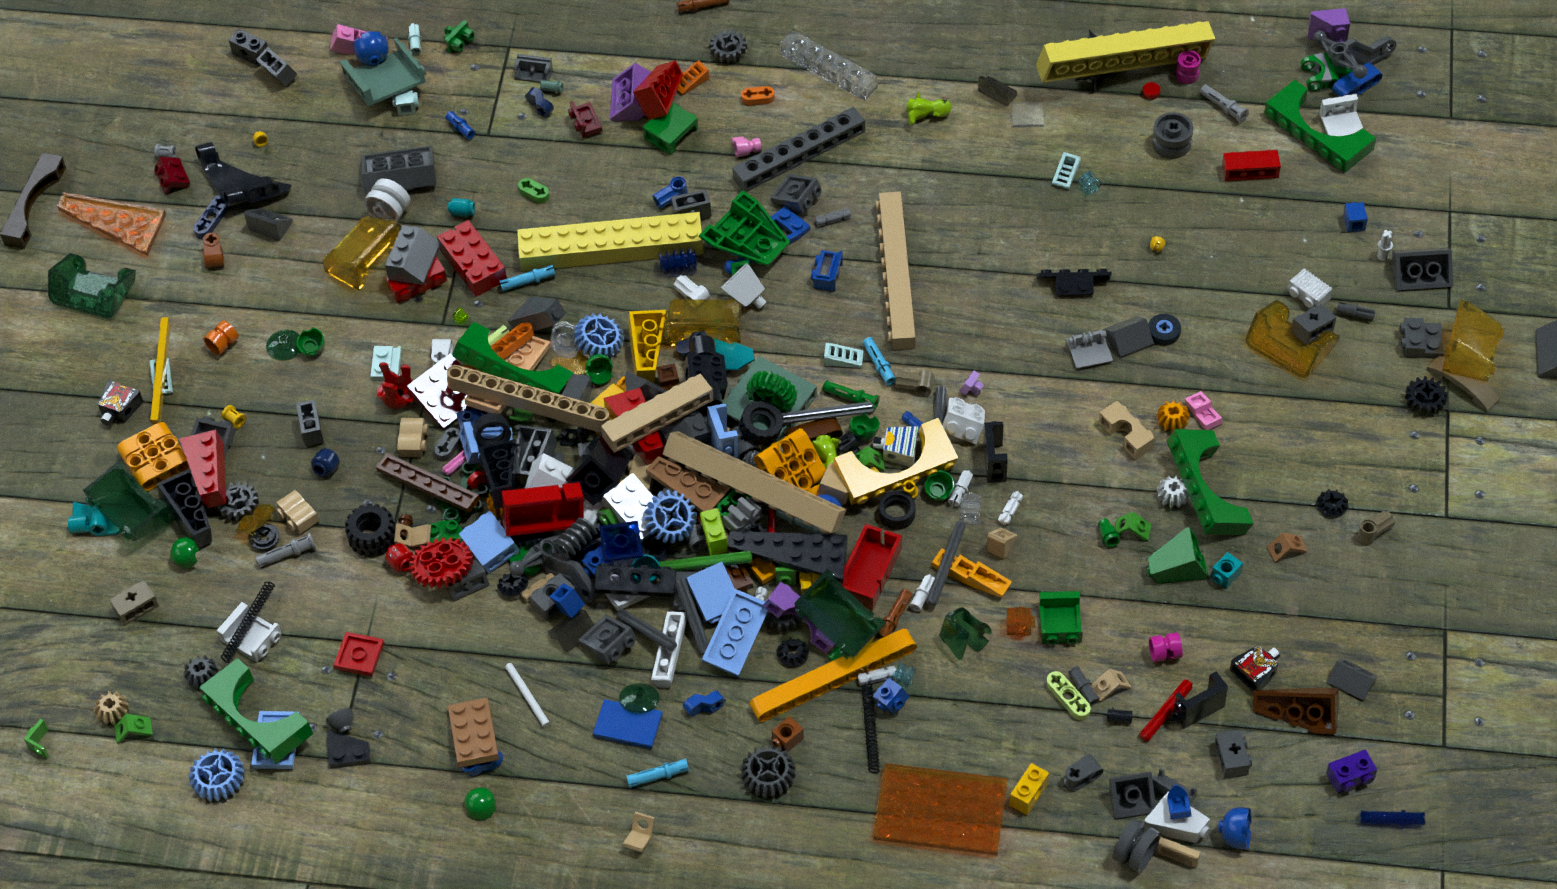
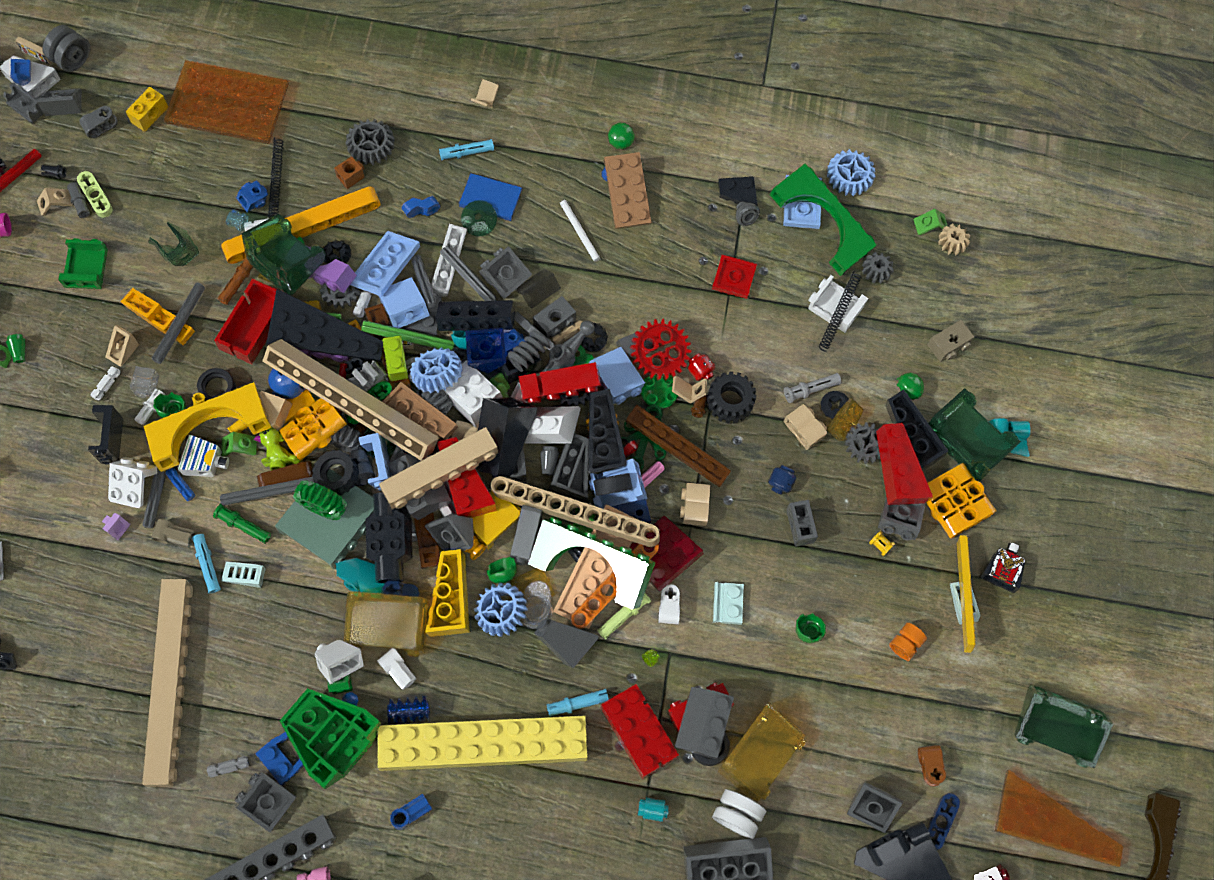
camera: 175 degrees right, 15 degrees up
(34, 736) = (1019, 212): bright green bracket -> none
(283, 350) = (836, 647): clear green dish -> none
(388, 389) = (717, 543): red piece -> none
(446, 443) = (662, 499): dark grey beam -> none
(535, 189) = (566, 837): bright green beam -> none
(567, 600) = (540, 299): blue brick -> none
(692, 202) = (387, 784): dark grey brick -> none
(827, 270) = (243, 686): blue window -> none
(849, 443) = (250, 459): black gear -> none
(864, 427) = (232, 478): green hair -> none
(922, 593) = (207, 300): white axle -> none
(1019, 621) = (122, 262): clear orange brick -> none

